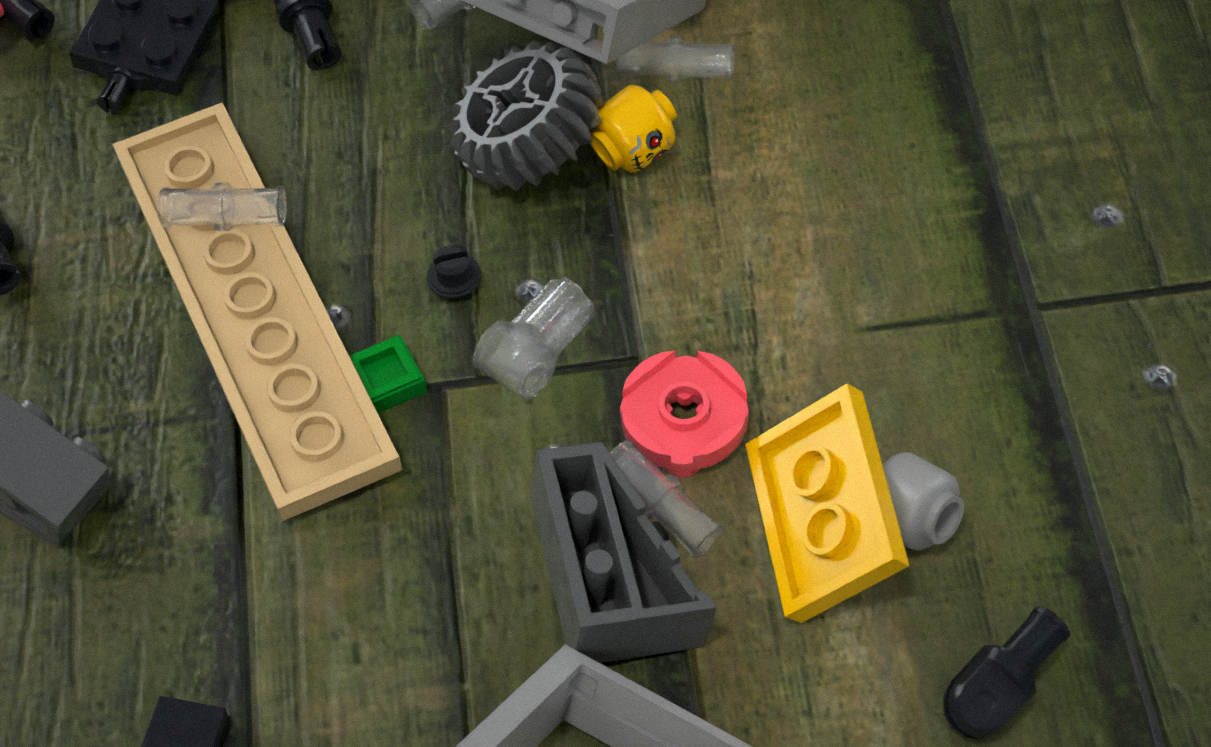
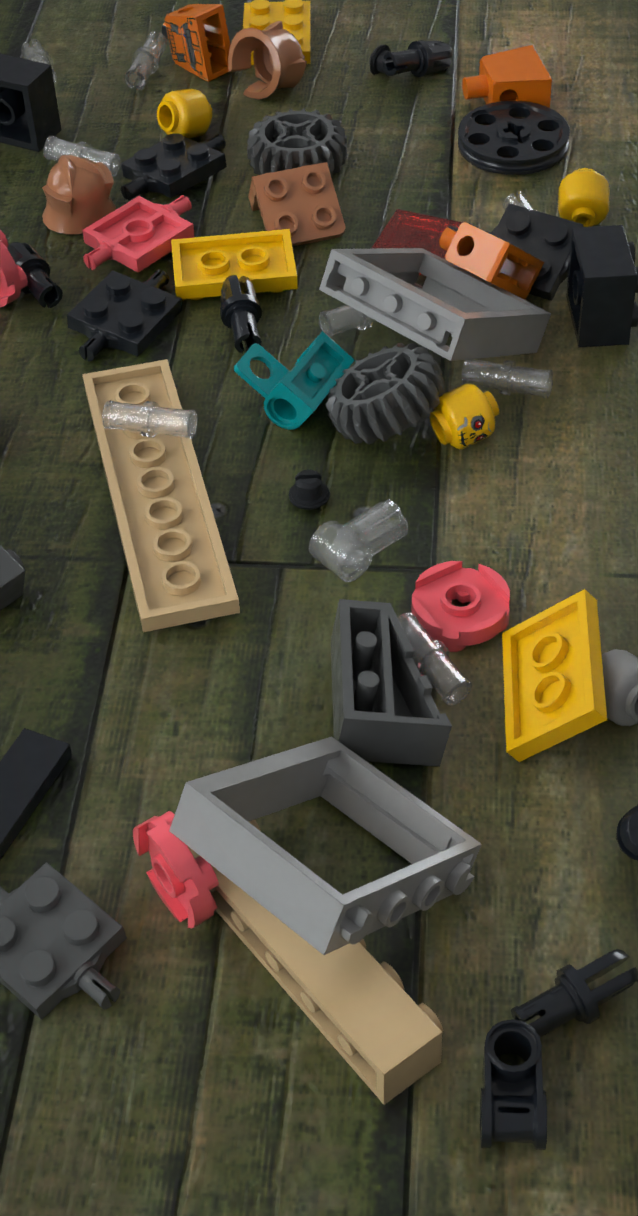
camera: 10 degrees right, 10 degrees down
(389, 373) = (246, 549): green tile -> none
(409, 120) = (298, 392): none -> teal piece

